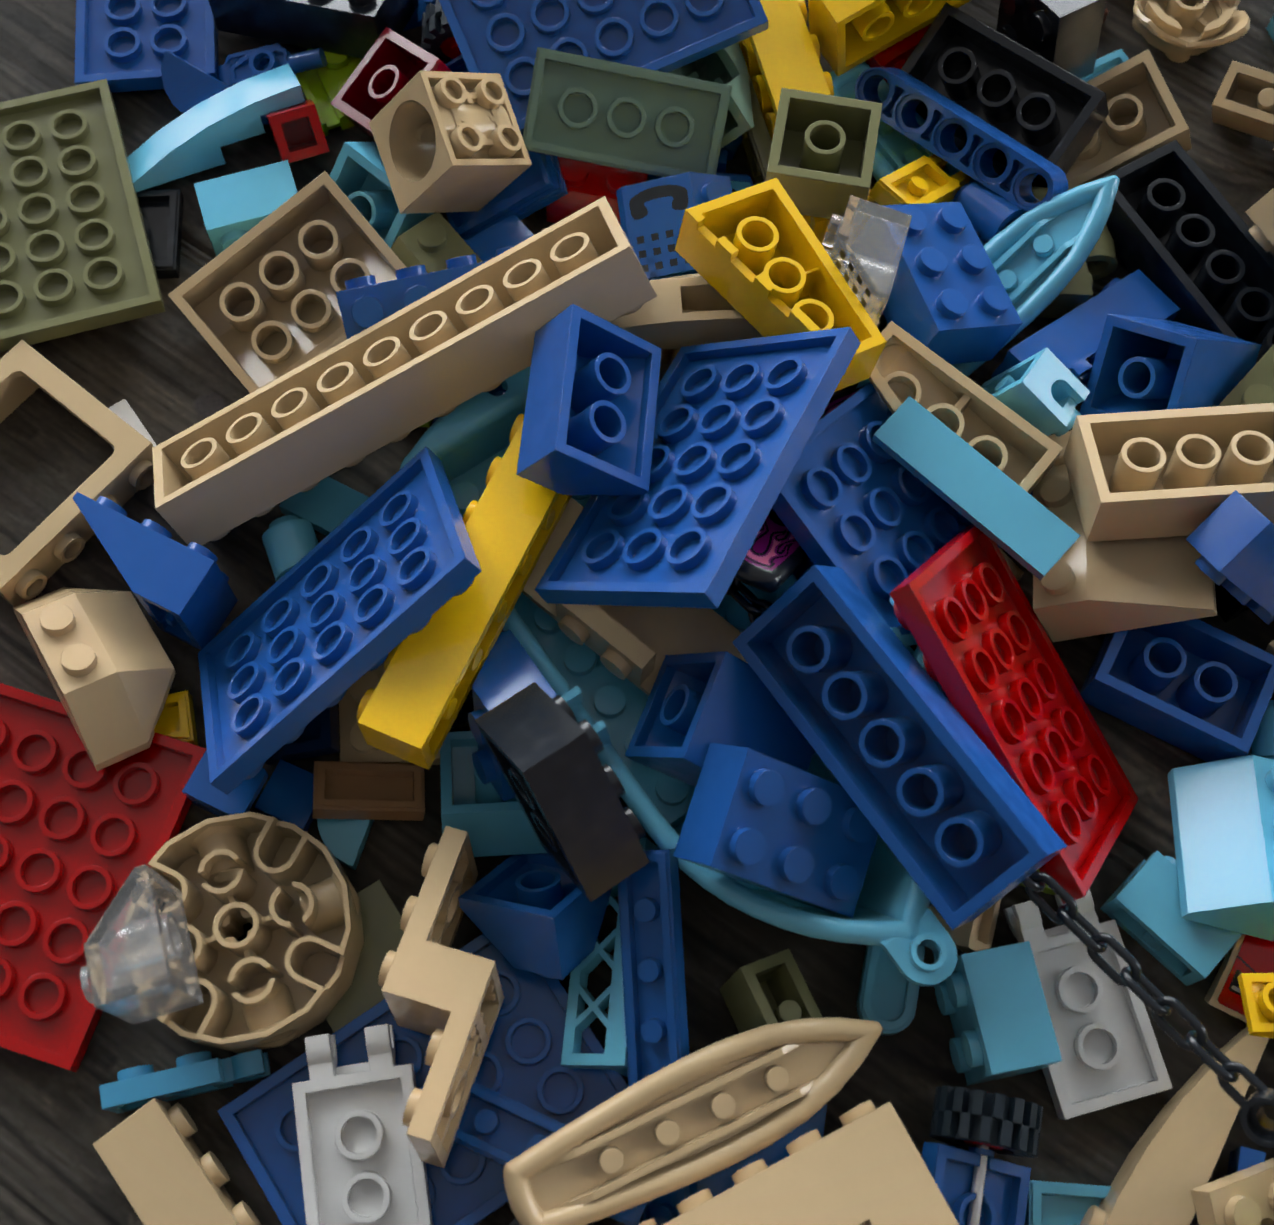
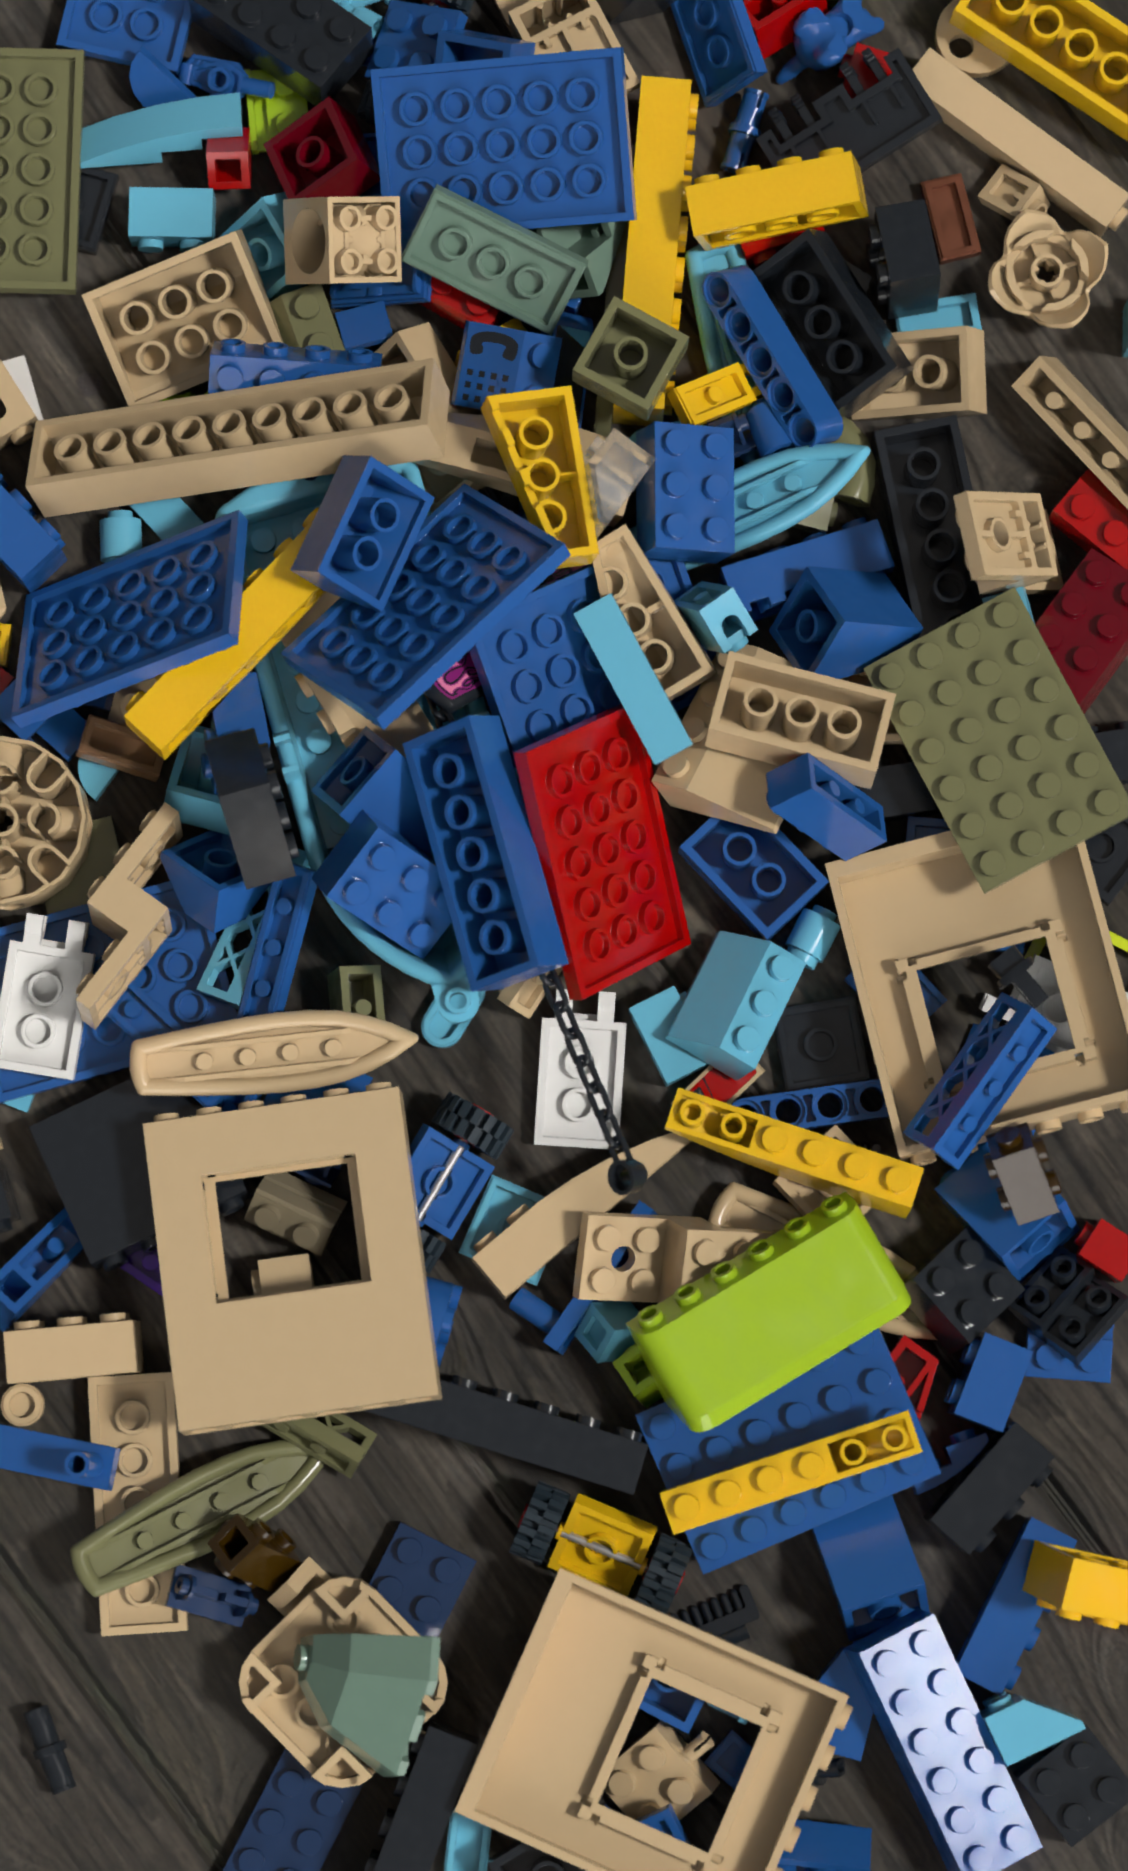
camera: 20 degrees right, 15 degrees up
(998, 1014) = (508, 1057): medium azure brick -> none

